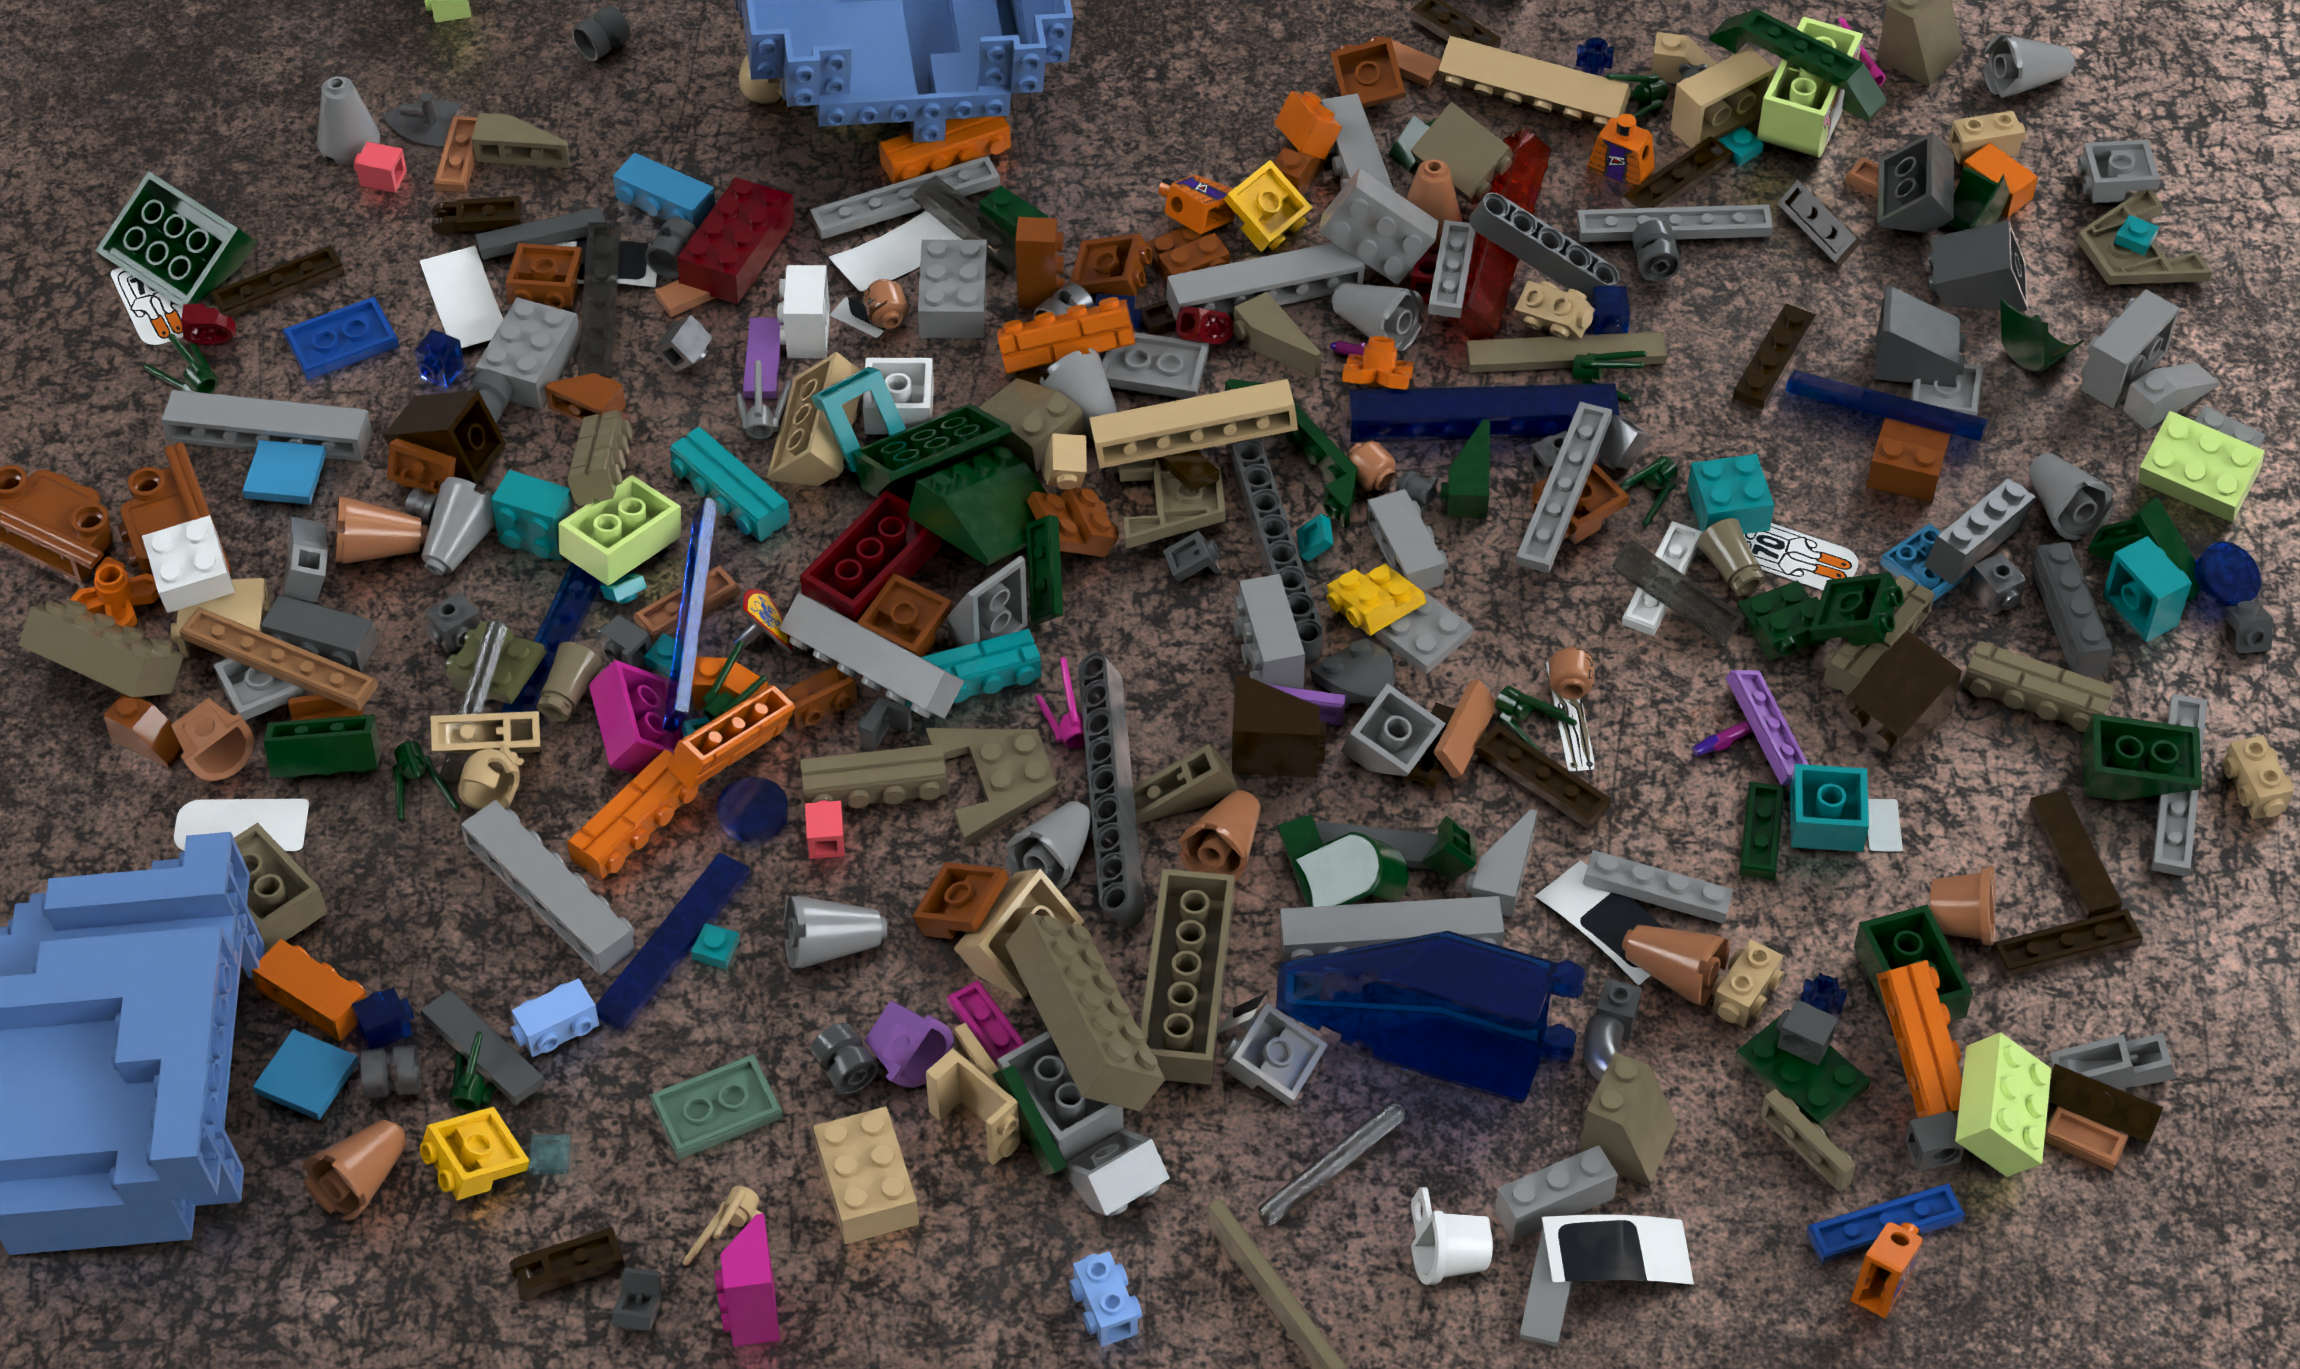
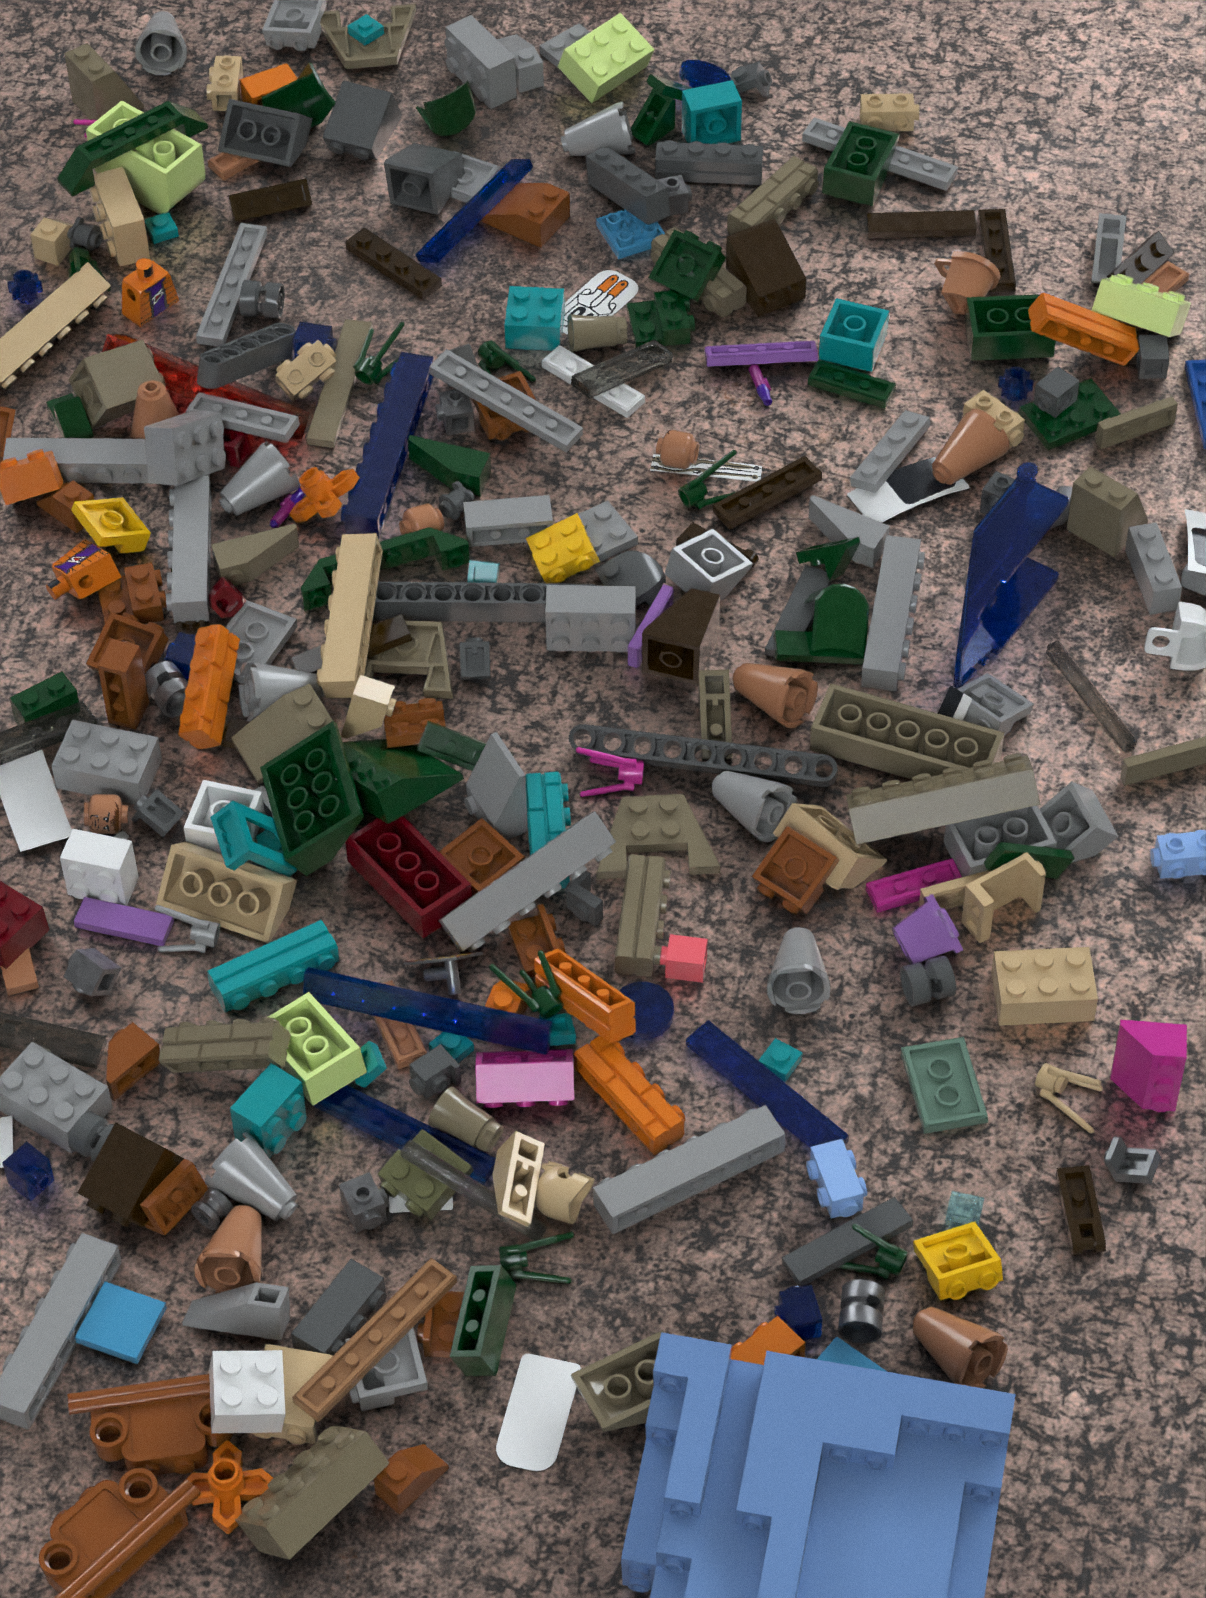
camera: 75 degrees left, 0 degrees up
(214, 741) = (443, 1410): nougat container -> none
(902, 341) = (157, 812): none -> dark grey bracket
(1465, 728) = (710, 523): nougat tile -> none
(1679, 175) = (186, 282): dark brown tile -> none

